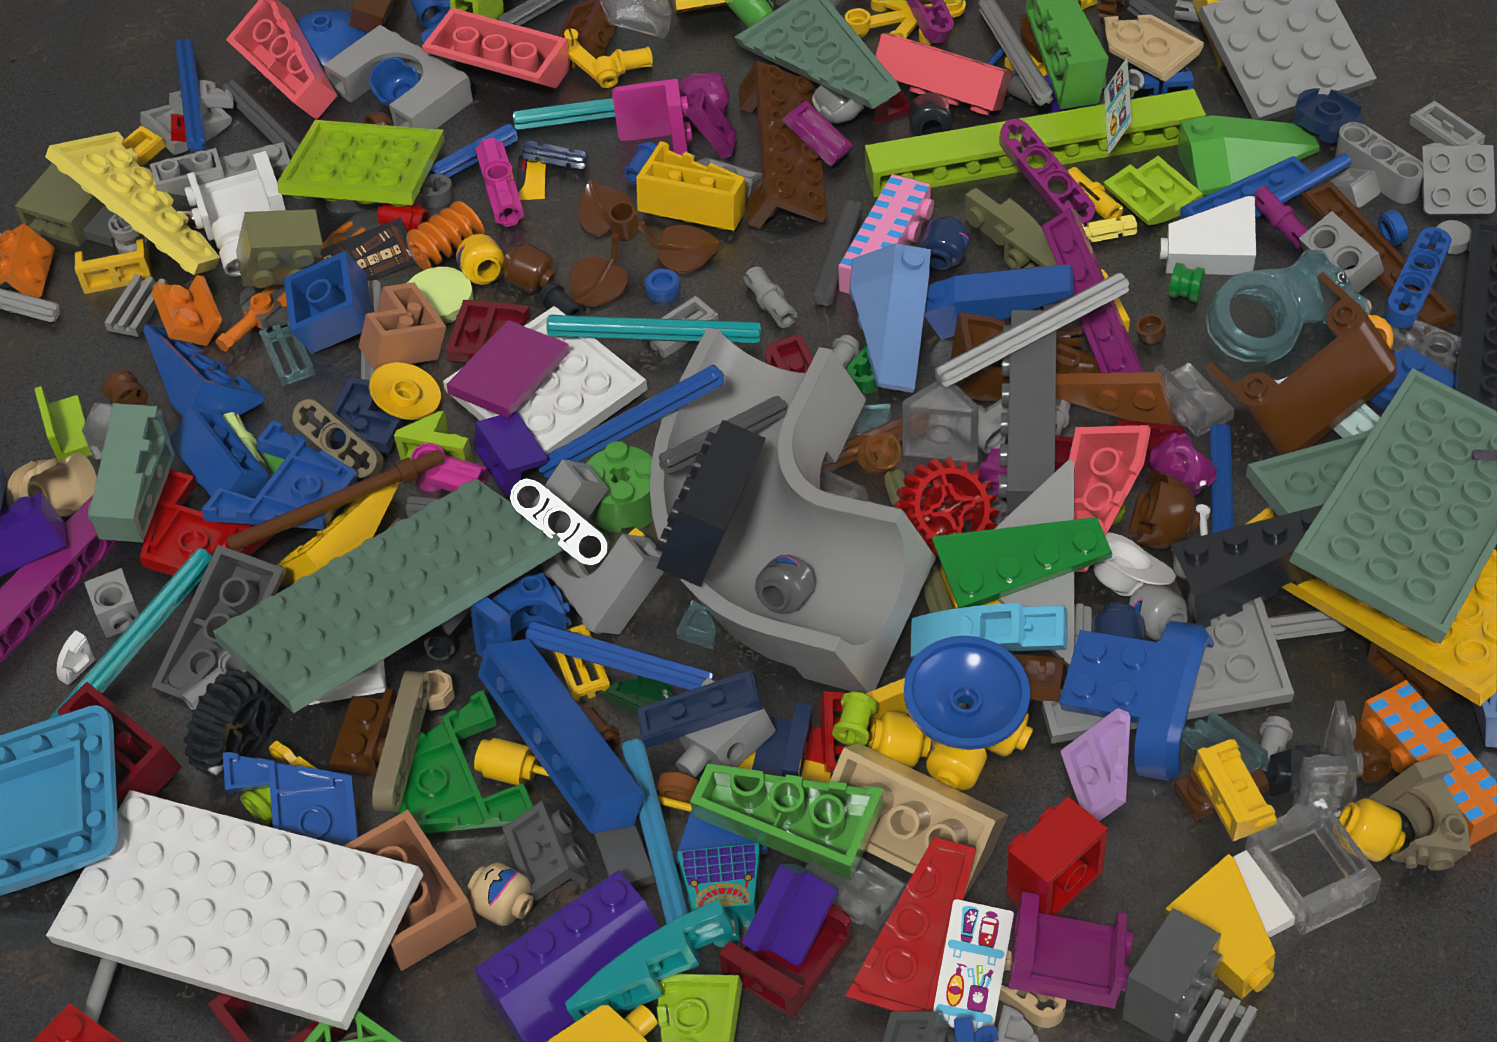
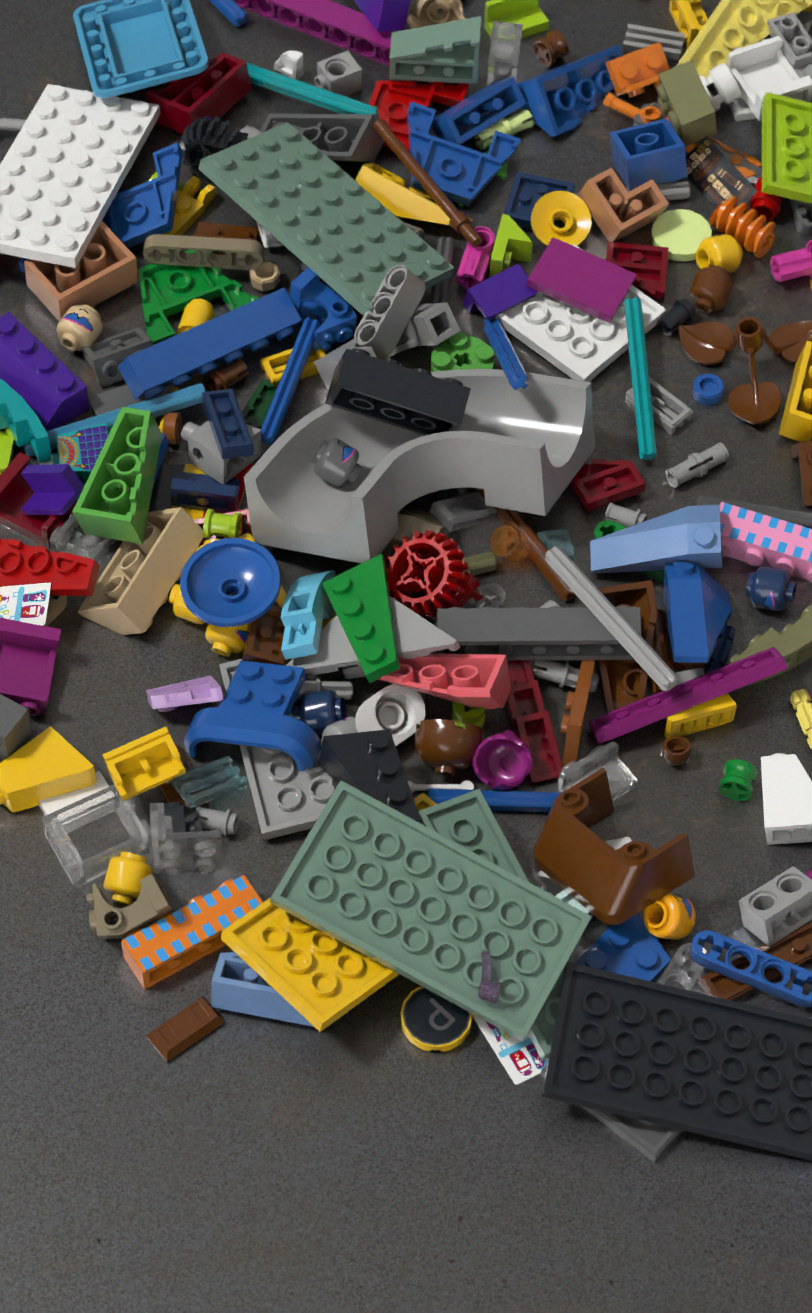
camera: 80 degrees right, 5 degrees up
(280, 335) = (596, 143): clear light blue tile -> none
(321, 437) = (496, 192): dark tan beam -> none
(751, 420) = (481, 404): dark grey axle -> none
(941, 424) = (539, 579): clear slope -> none
(1057, 857) = (93, 655): red brick -> none
(1290, 296) = (720, 864): clear light blue animal -> none
(1375, 756) = (204, 881): reddish brown cone -> none

